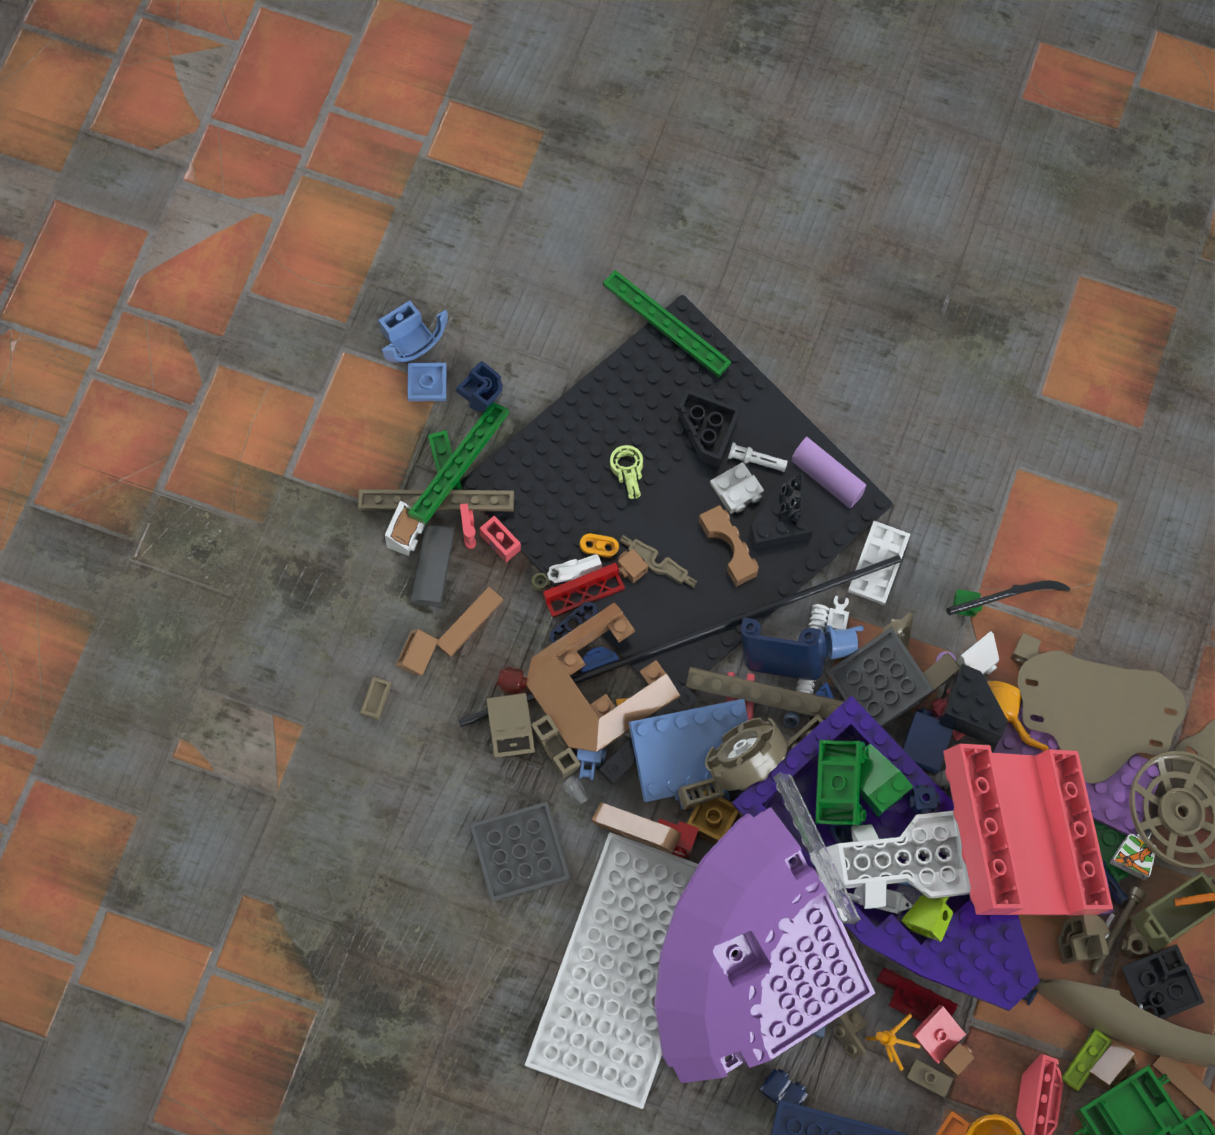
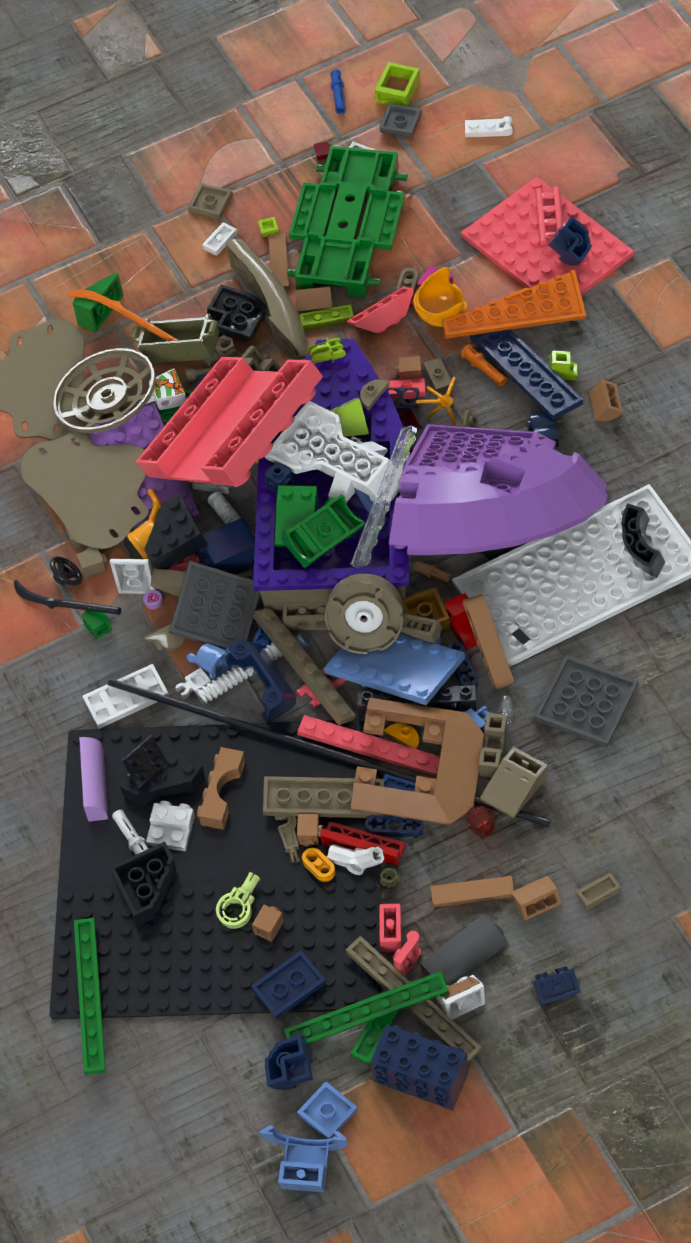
camera: 125 degrees left, 15 degrees down
(345, 597) = (556, 986): none -> dark blue bracket
(384, 451) = (419, 1066): none -> dark blue brick
(534, 440) = (288, 984): none -> dark blue plate
(591, 471) = (268, 922): none -> medium nougat brick
(596, 1026) = (634, 528): none -> black brick
(619, 864) = (521, 636): none -> sticker
(630, 802) = (461, 674): none -> dark blue beam
(653, 592) = (311, 796): none -> dark tan plate
(671, 664) = (369, 745): none -> coral plate
(871, 1118) = (478, 361): none -> orange pin
(926, 1004) = (400, 391): none -> dark blue piece
(934, 957) = (372, 391): none -> dark tan plate
(1012, 967) = (327, 350): none -> lime arm
(1036, 613) = (63, 573): none -> black piece

